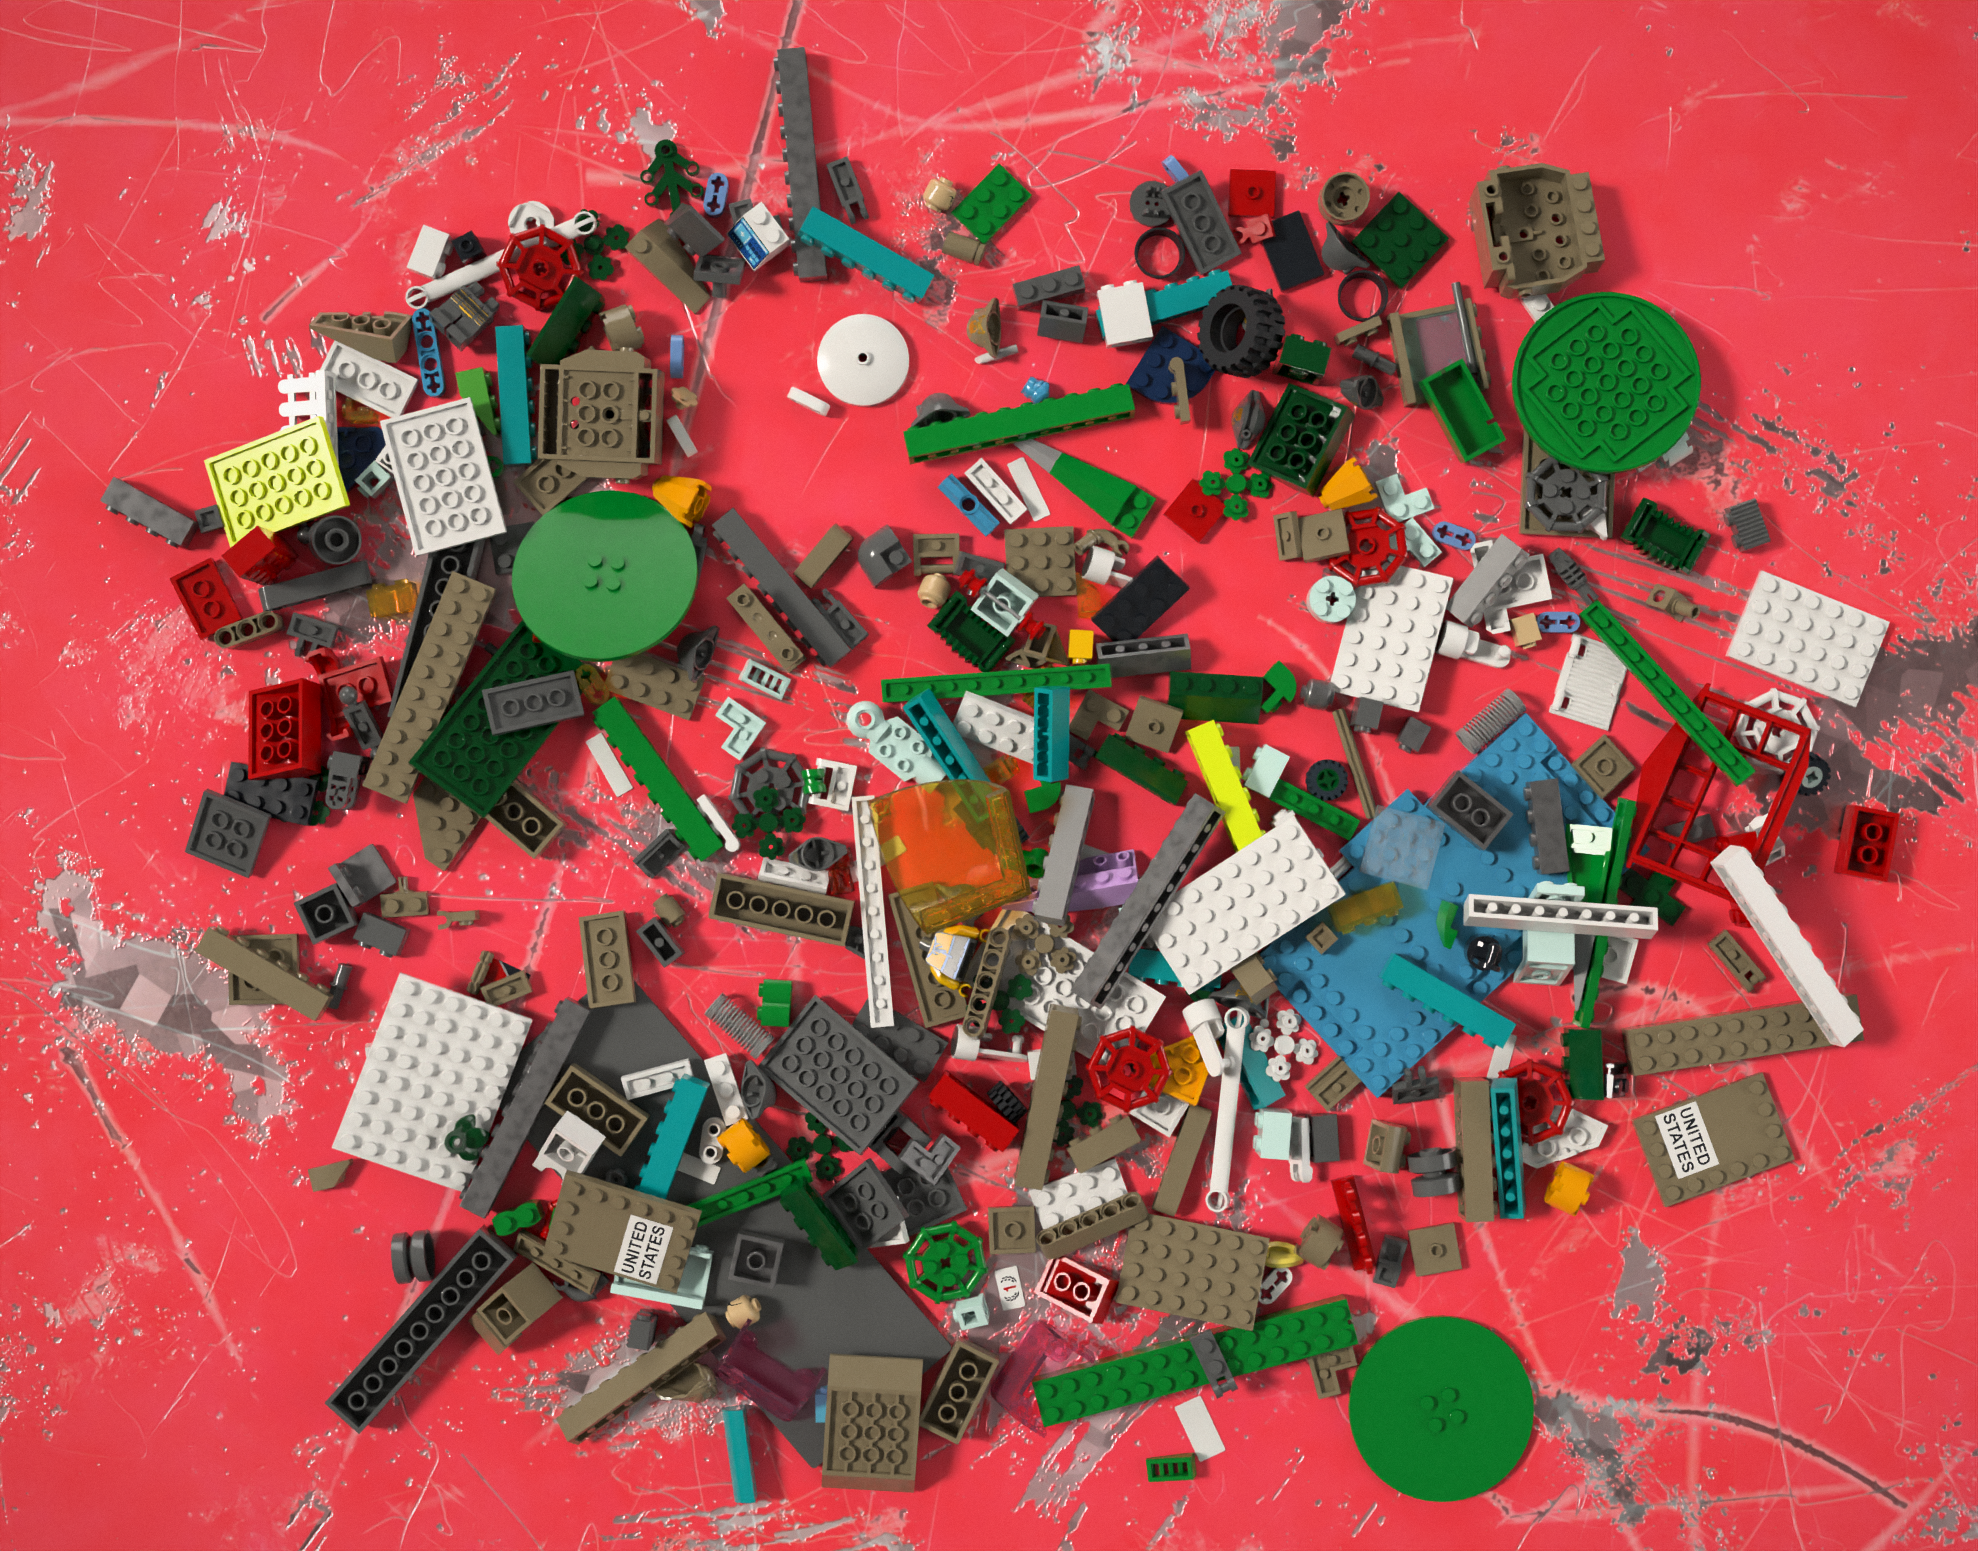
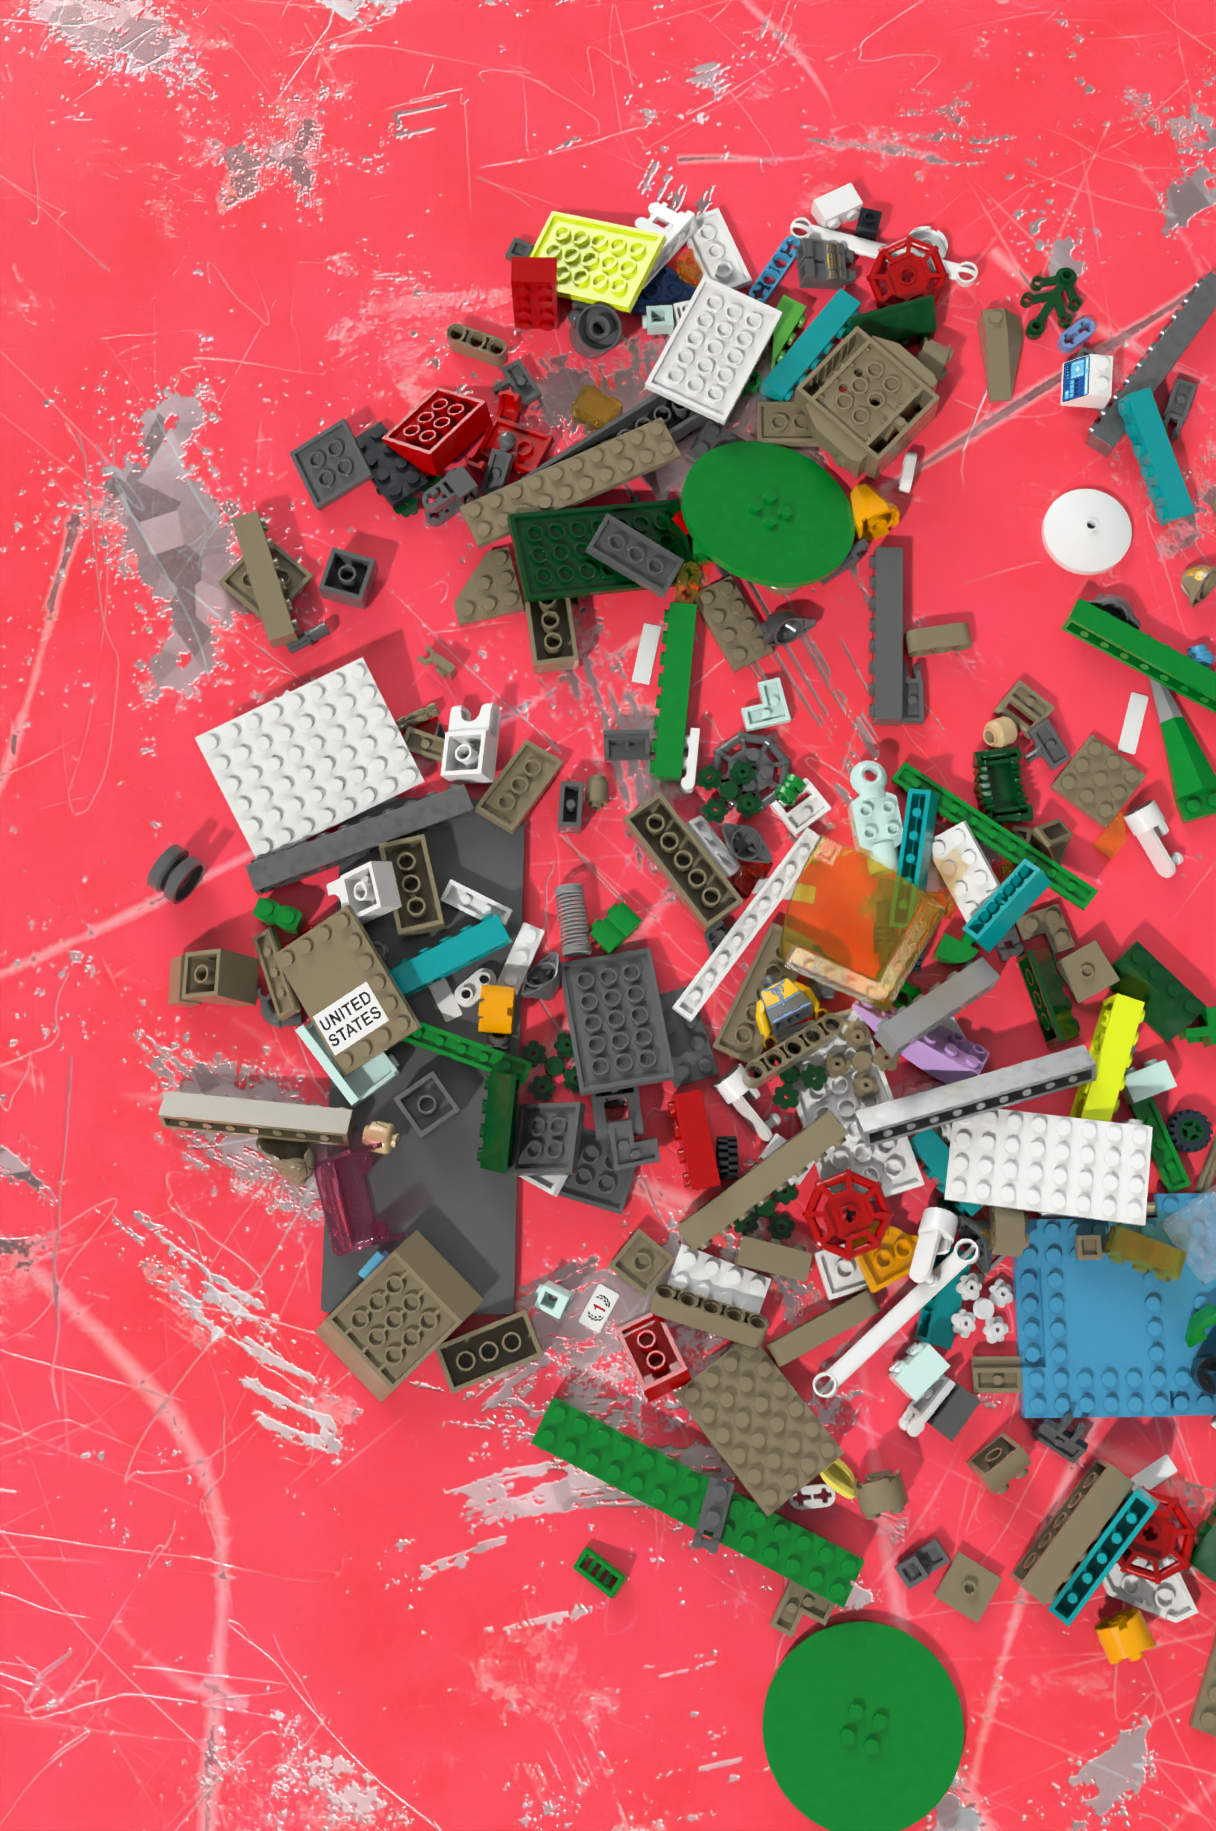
camera: 40 degrees right, 10 degrees down
(149, 512) = (482, 212): flat silver brick -> none
(206, 598) = (467, 298): red plate -> none
(315, 586) = (551, 355): dark grey beam -> none
(329, 1175) = (173, 764): dark tan slope -> none
(362, 875) = (397, 576): flat silver bracket -> none
(375, 336) = (747, 231): dark tan wedge -> none
(381, 934) = (373, 628): dark grey brick -> none
(404, 901) = (410, 620): dark tan plate -> none
(421, 1329) = (130, 933): dark grey brick -> none
(469, 1136) = (300, 822): dark green plate -> none
(542, 961) = (471, 745): none -> white brick
(595, 244) = (957, 298): dark green plant -> none
(642, 1330) = (292, 1081): dark grey brick -> none
(677, 356) = (951, 416): medium blue beam -> none
(683, 398) = (931, 448): tan plant -> none
(693, 230) = (1043, 339): flat silver slope -> none
(720, 271) = (1035, 383): dark grey tile -> none
(739, 1454) = (276, 1247): teal brick -> none
(747, 669) = (820, 678): light aqua slope -> none
(766, 628) = (853, 650): dark tan fence -> none
(808, 401) = (1021, 524): white beam -> none
(882, 556) = (982, 674): dark grey brick -> none
(949, 1274) = (560, 1252): green plate -> none
(957, 494) = (1079, 681): dark azure piece -> none
(995, 491) = (1108, 702): white plate -> none
(1003, 352) = (1197, 611): piece -> none
(1004, 602) = (1049, 781): light aqua brick -> none
(1034, 1346) = (555, 1378): clear pink windscreen -> none
(1080, 646) = (1084, 860): yellow brick -> none
(1095, 537) = (1163, 802): dark tan piece -> none
(1140, 601) = (1154, 871): black plate -> none
(1146, 655) = (1126, 915): flat silver brick -> none
(1200, 1428) = (651, 1561): white sticker -> none
(1353, 1223) = (922, 1497): red fence -> none
(1433, 1166) = (1026, 1515): dark grey wheel -> none
(1447, 1001) = (1150, 1388): teal brick -> none

